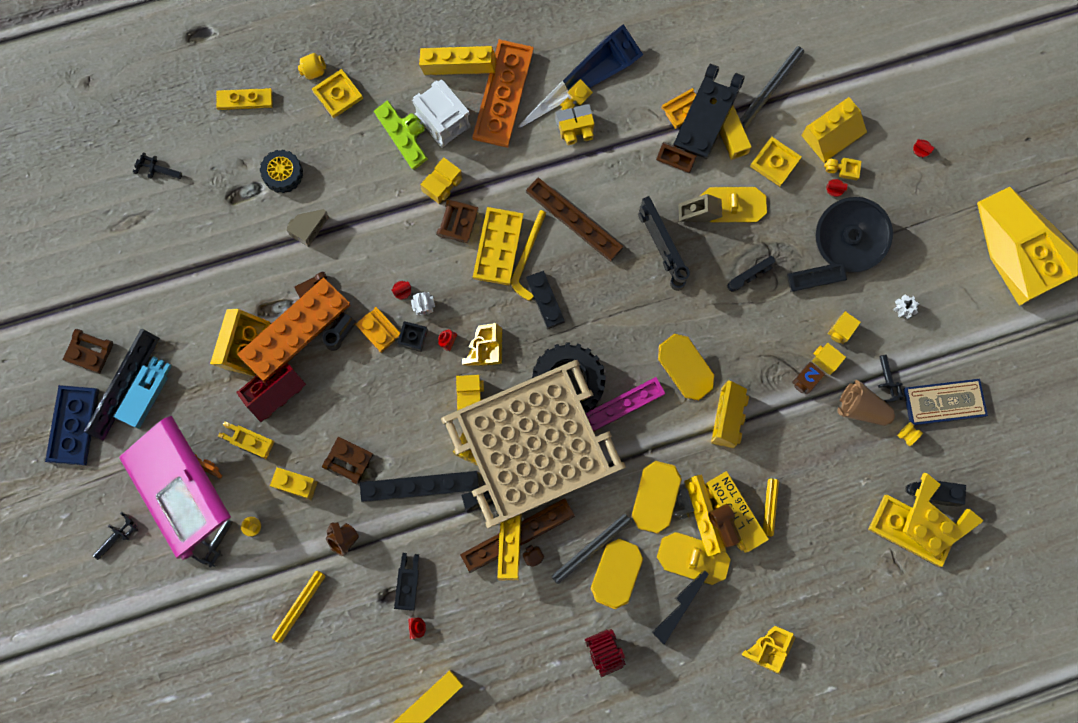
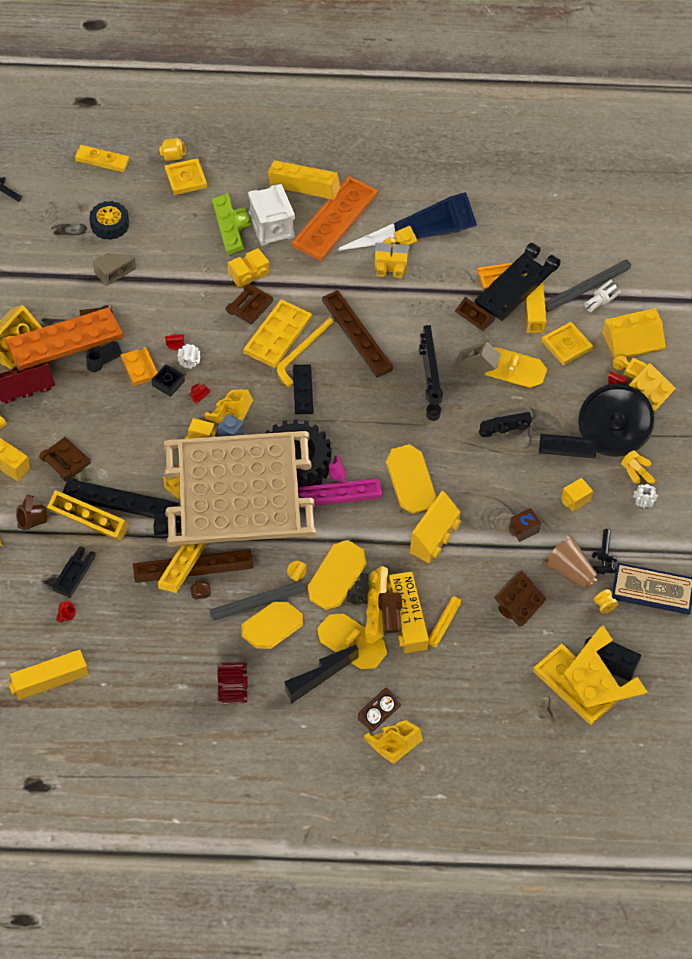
camera: 20 degrees right, 20 degrees down
(397, 520) = (88, 516): none -> yellow brick
(496, 374) = (230, 427): none -> sand blue brick
(614, 382) = (337, 471): none -> dark pink piece
(616, 505) = (296, 570): none -> yellow plate
(745, 623) = (378, 710): none -> slope
(790, 95) = (601, 297): none -> white arm
(828, 358) = (551, 515): yellow brick -> none
(832, 461) = (519, 599): none -> reddish brown plate
(871, 183) = (653, 385): none -> yellow plate
(885, 277) = (632, 464): none -> yellow rock

